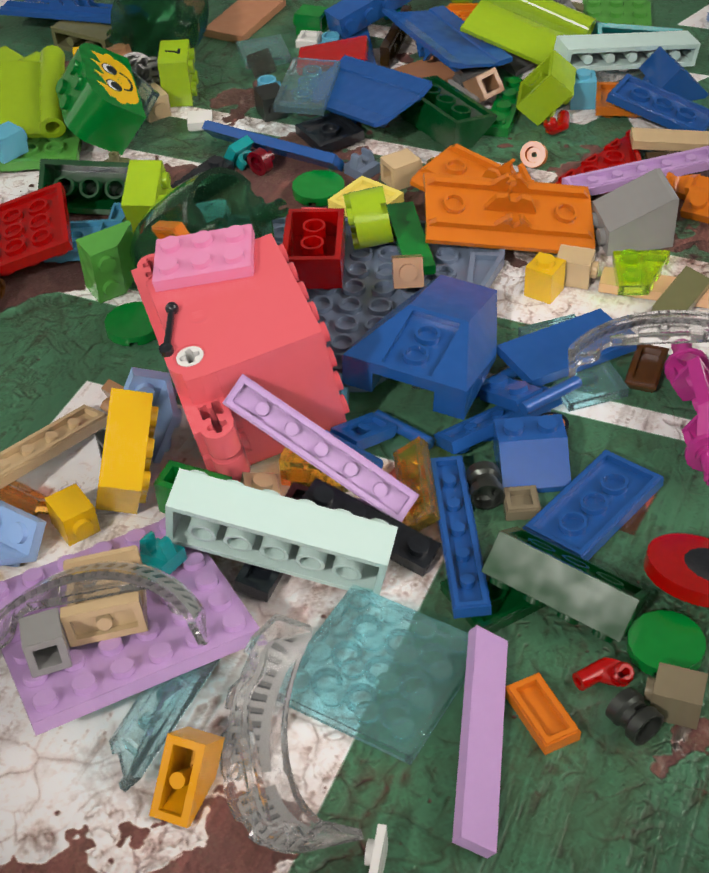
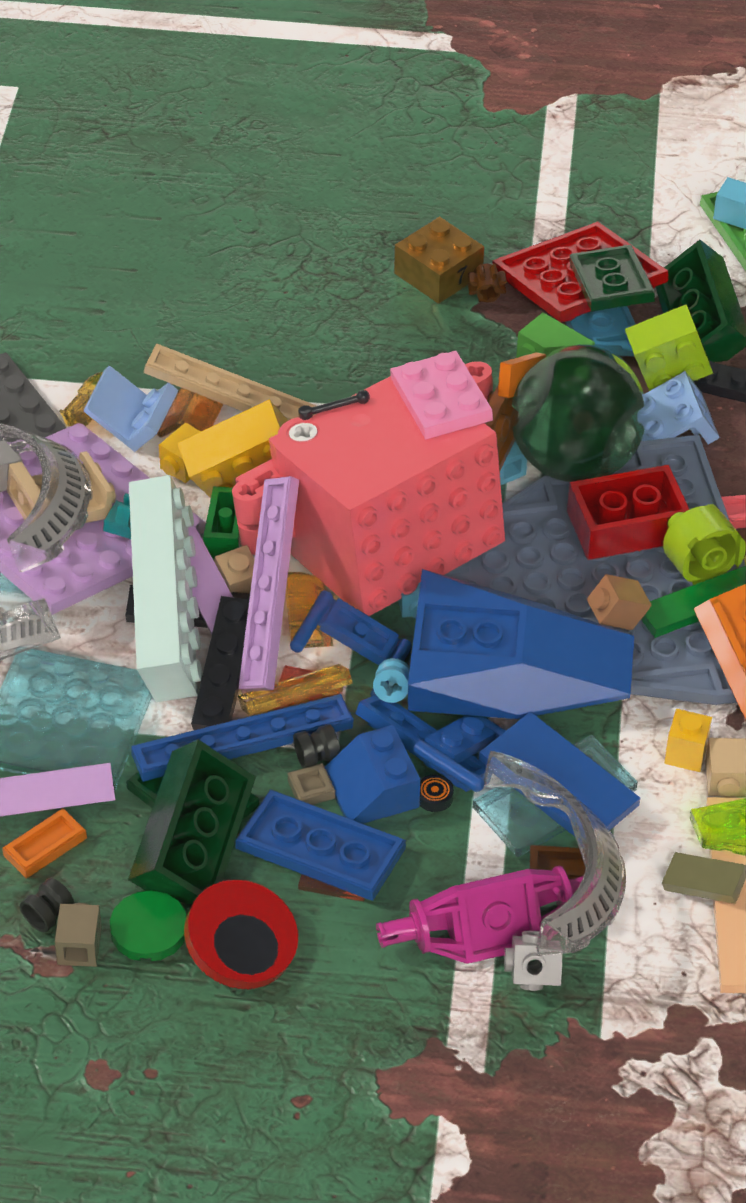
camera: 70 degrees right, 5 degrees up
(50, 208) = (611, 278): none -> dark green tile
(435, 416) = (394, 672): none -> medium azure wheel
(604, 671) = (101, 879): red arm -> none

